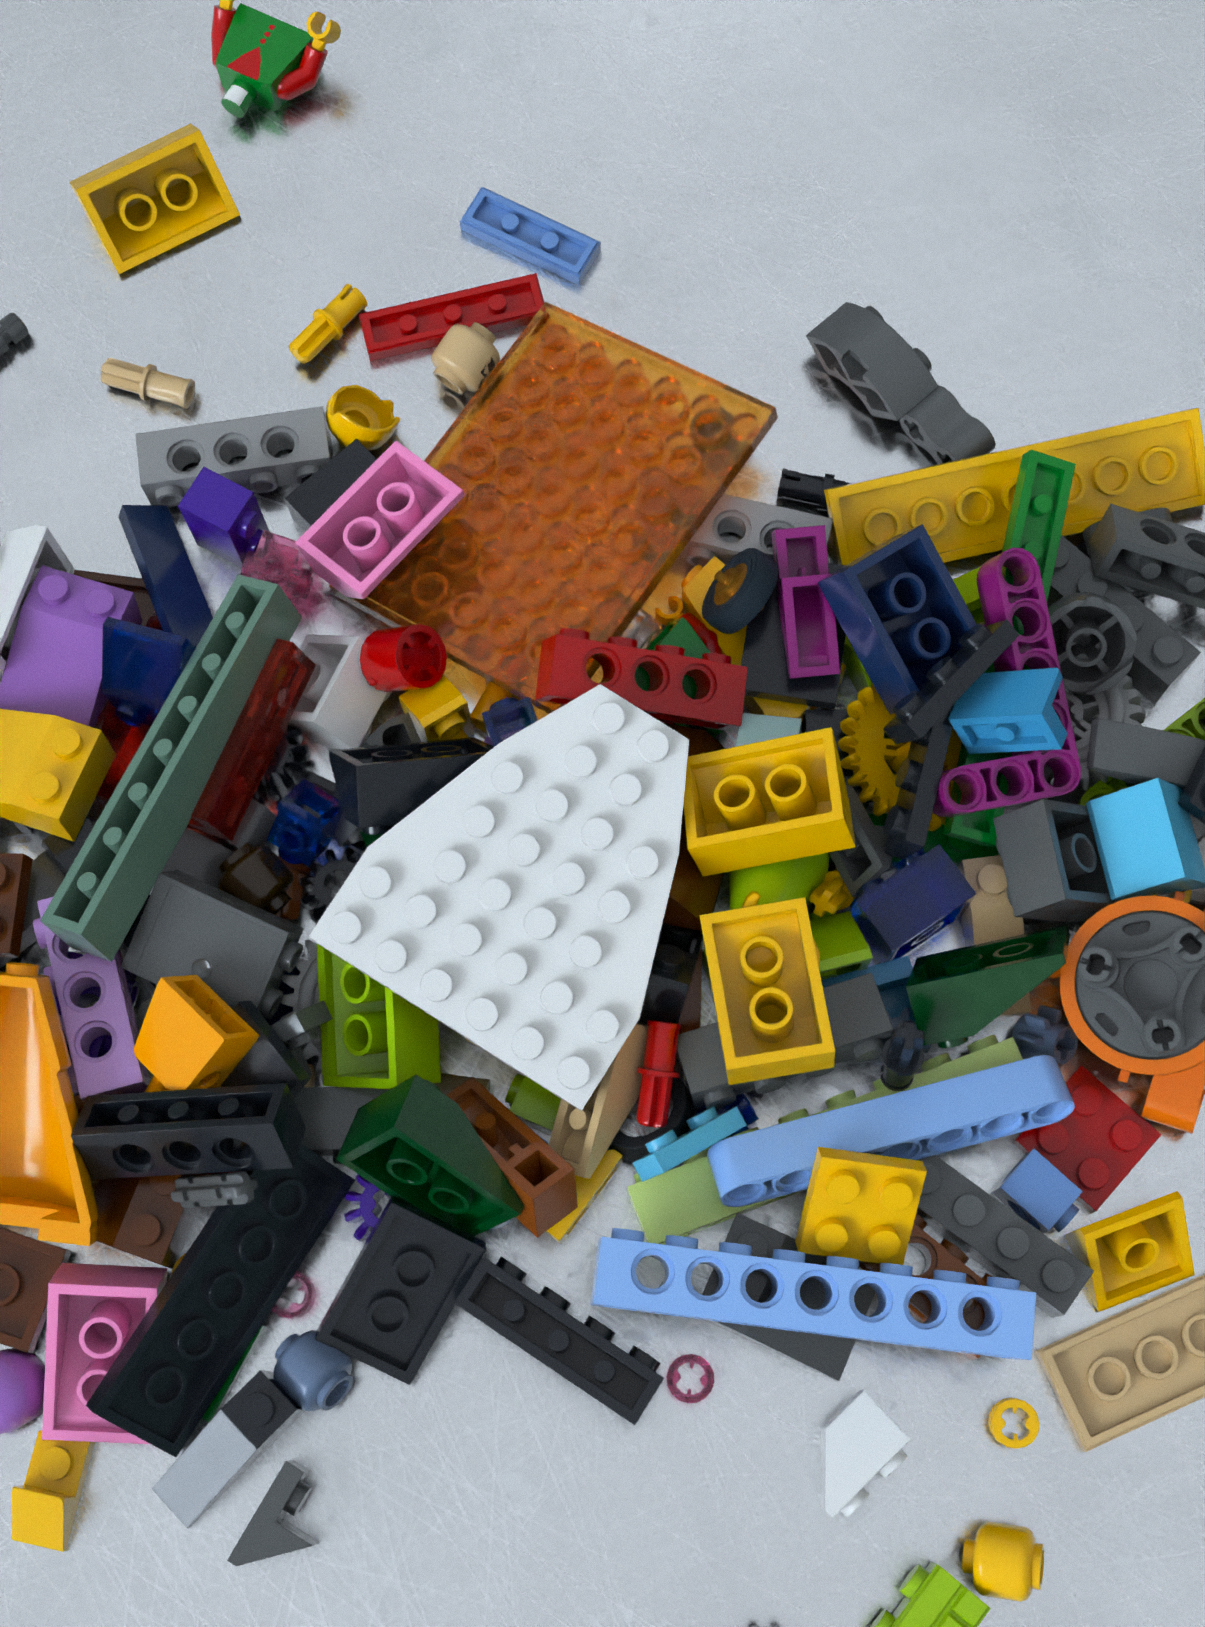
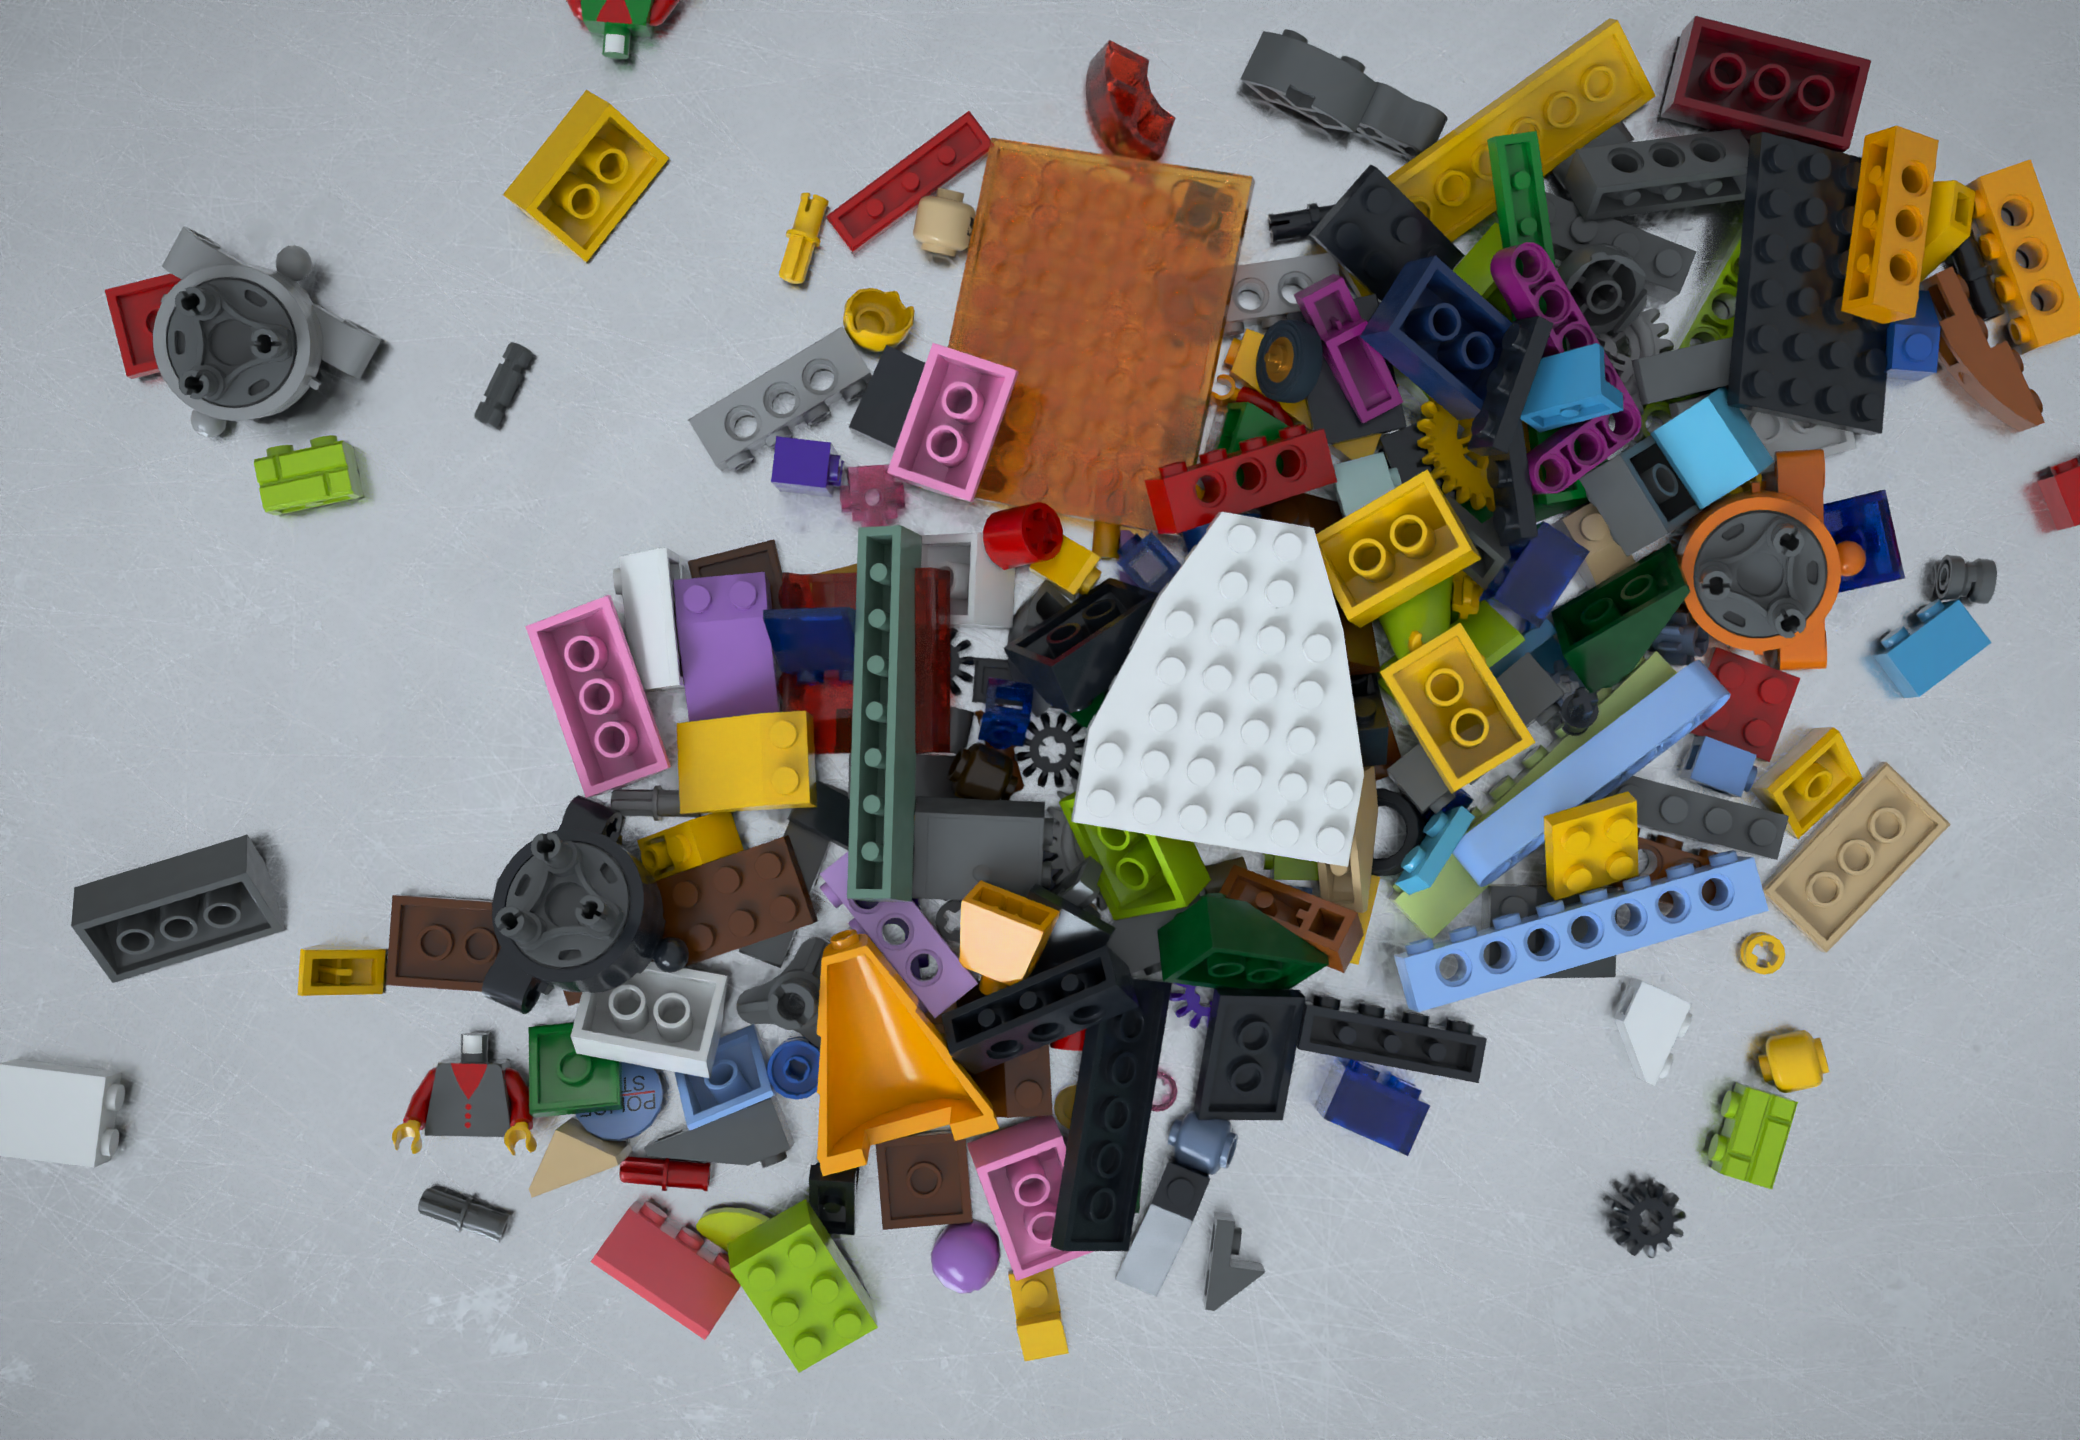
camera: 25 degrees left, 15 degrees up
(148, 382) = (665, 359): tan axle -> none
(166, 570) = (782, 540): dark blue tile -> none
(214, 1189) = (1078, 1045): dark grey axle -> none
(508, 1402) = (1371, 1106): none -> clear blue brick
(530, 236) = (945, 72): medium blue tile -> none
(657, 1073) = (1387, 804): red axle -> none
(683, 315) = (1123, 105): none -> clear red brick
(706, 1380) = (1511, 1018): clear pink bush -> none
(879, 502) = (1378, 232): none -> black plate

